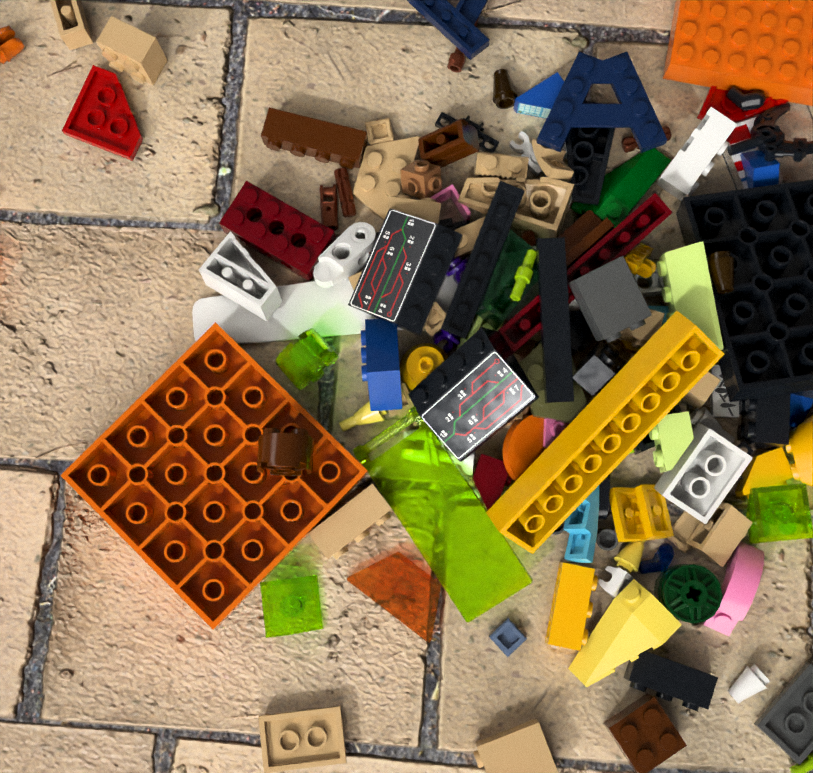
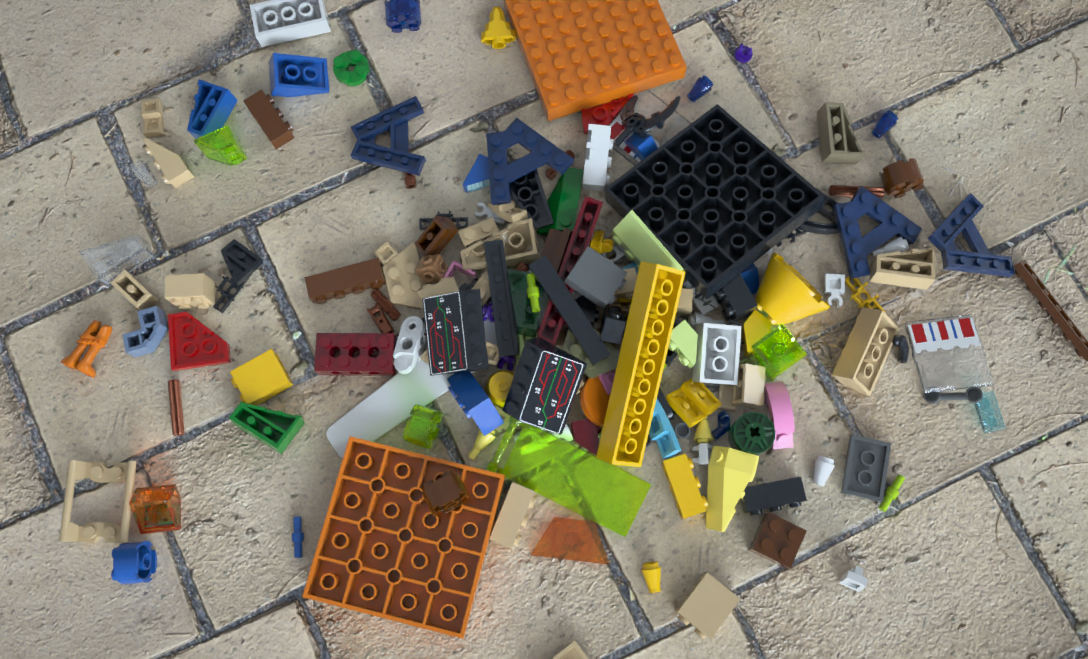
camera: 30 degrees left, 5 degrees down
(44, 178) = (176, 407): none -> copper axle
(57, 79) = (152, 331): none -> sand blue brick
(96, 403) = (297, 537): none -> blue bar
(134, 260) = (268, 426): none -> green wedge
(155, 198) = (261, 378): none -> yellow brick
(186, 70) = (225, 293): none -> black piece
(207, 48) = (240, 261): none -> black wing
(240, 279) = (349, 399): white wedge -> none
(291, 606) = (505, 593): clear neon green slope -> none
(472, 685) = (652, 576): none -> yellow cone
(503, 90) = (451, 183): dark brown cone -> none
(507, 637) = (656, 530): sand blue tile -> none
(722, 271) = (654, 221): dark brown cone -> none
(746, 101) = (609, 107): black arm -> none

